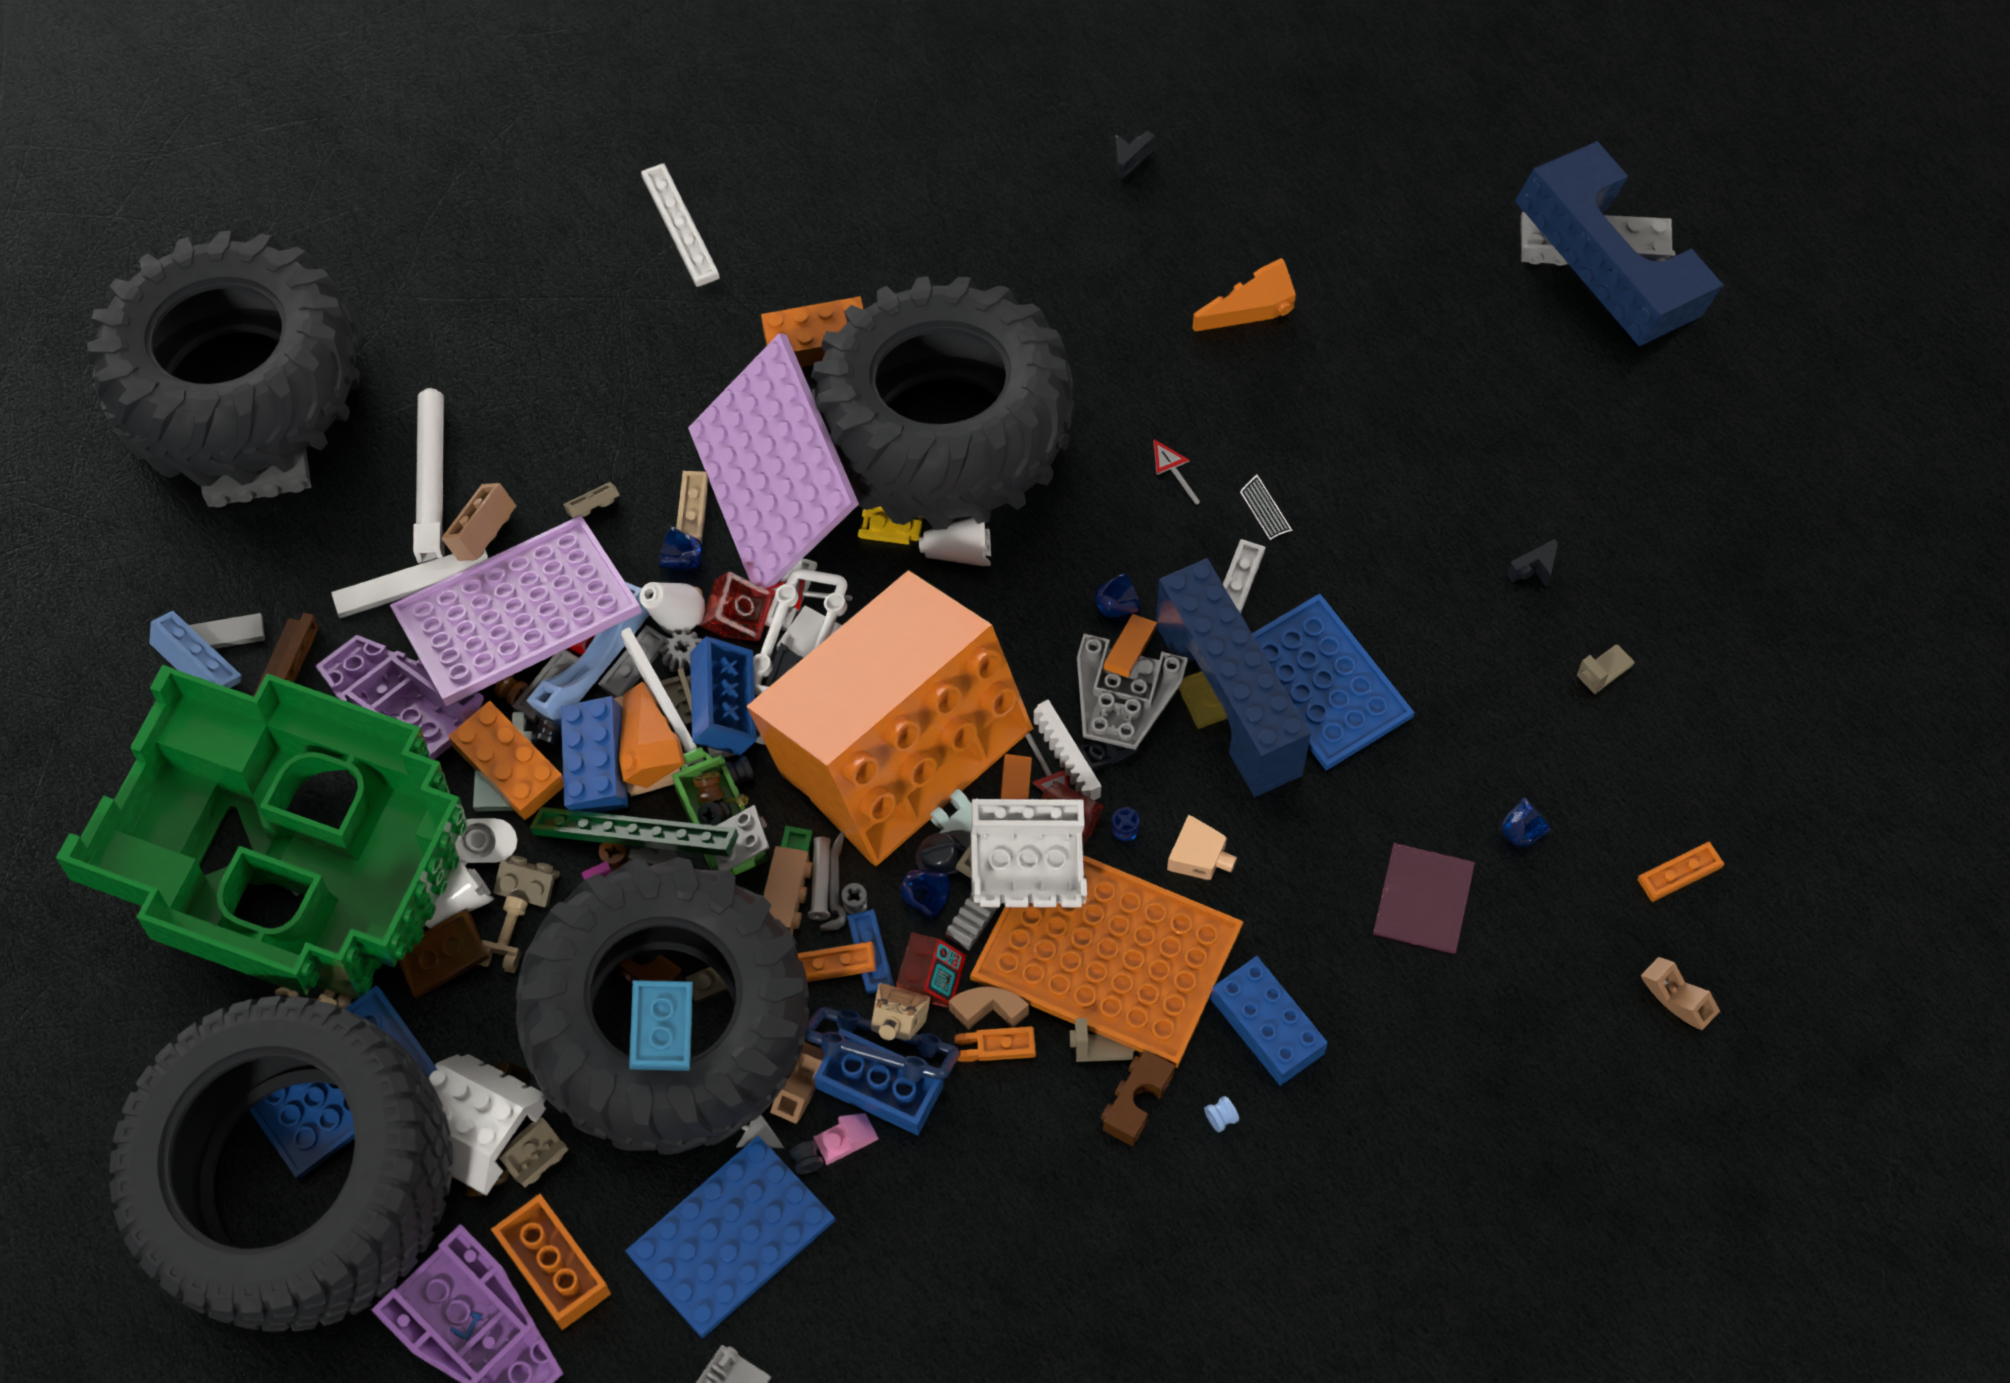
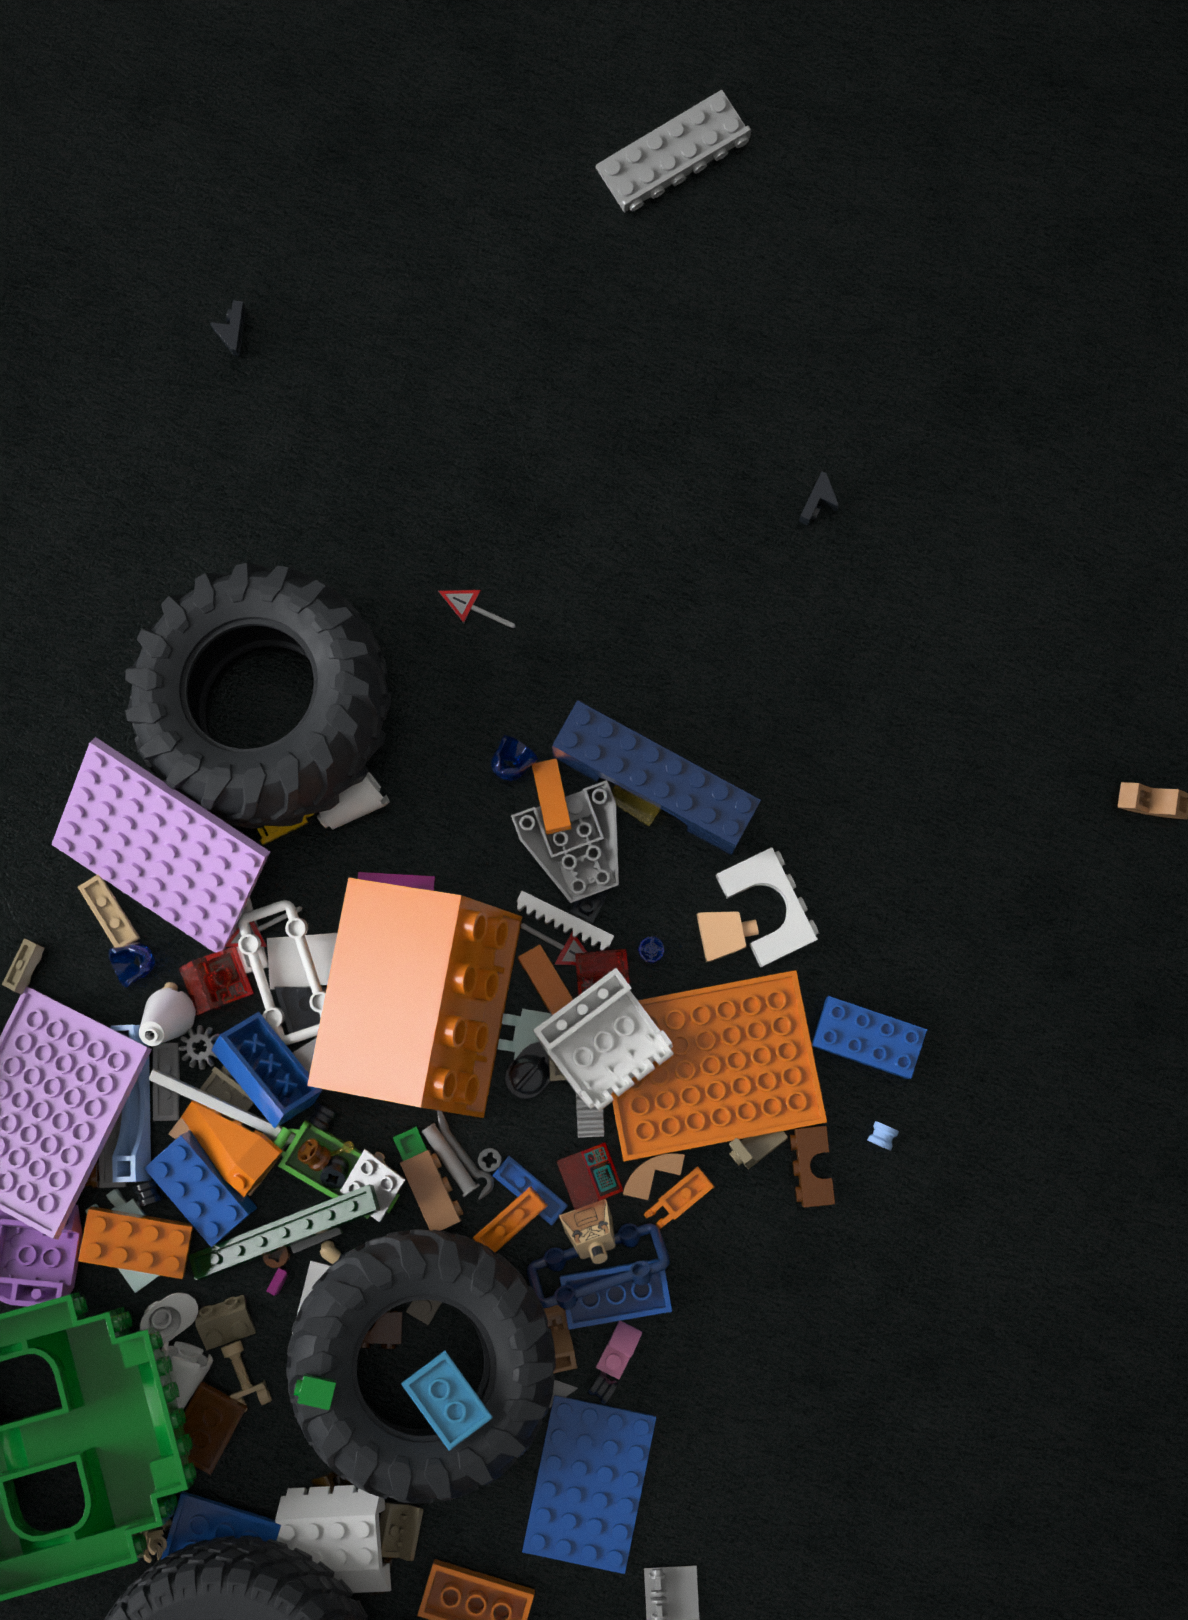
camera: 35 degrees left, 20 degrees up
(556, 931) = (315, 1391): none -> green brick
(807, 327) = (91, 688): orange brick -> none
(936, 886) = (548, 1115): clear blue hair -> none
(1243, 571) = (593, 670): white tile -> none
(1258, 300) = (442, 396): orange wedge -> none
(1261, 890) = (767, 871): none -> white arch
(1264, 508) = (570, 593): sticker -> none
(1331, 681) = (721, 719): blue plate -> none
(1424, 898) = (915, 850): clear pink piece -> none
(1522, 820) = (952, 731): clear blue hair -> none
(1604, 669) = (929, 557): dark tan bracket -> none
(1641, 294) = (744, 193): dark blue arch -> none
(1680, 871) = (1091, 694): orange tile -> none

